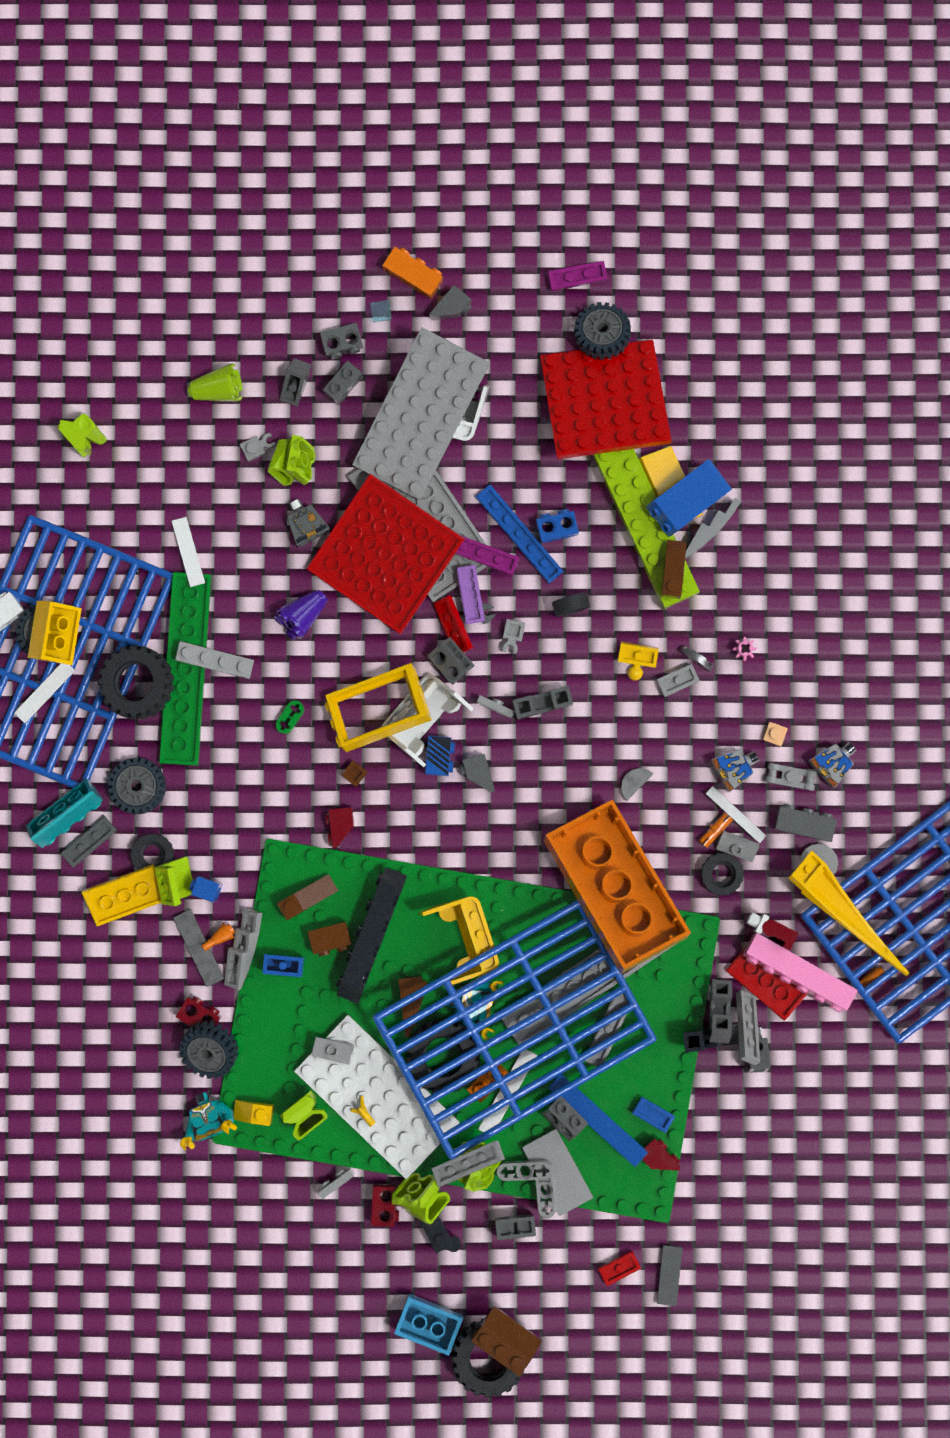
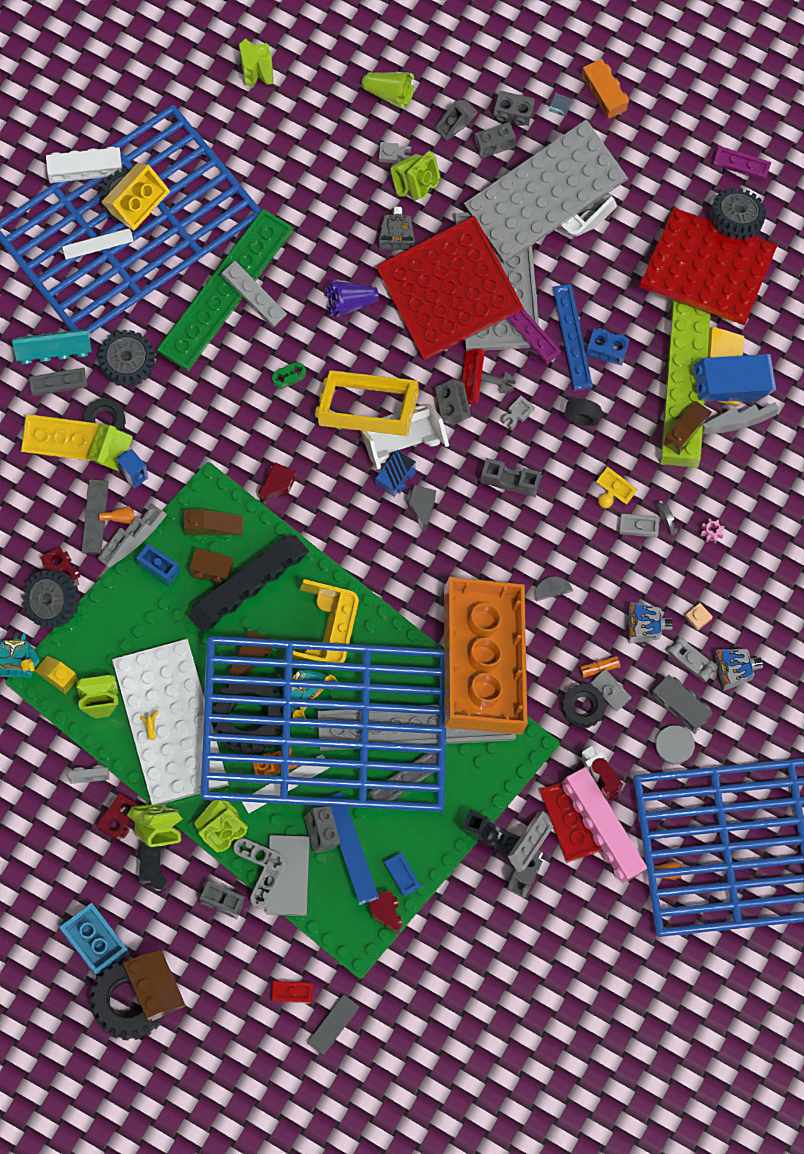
camera: 25 degrees right, 15 degrees down
(110, 682) = (171, 252): black tyre -> none
(188, 551) = (285, 201): white sticker -> none
(332, 1050) = (156, 658): light grey plate -> none
(354, 773) = (315, 448): reddish brown plate -> none
(452, 305) = (621, 130): dark grey slope -> none
(468, 1163) = (214, 809): light grey plate -> none
(470, 594) = (501, 358): medium lavender plate -> none
(496, 706) = (469, 460): light grey plate -> none
(720, 1018) = (514, 815): dark grey arch -> none
(731, 810) = (623, 658): white sticker -> none
(823, 889) = (666, 761): yellow plate -> none

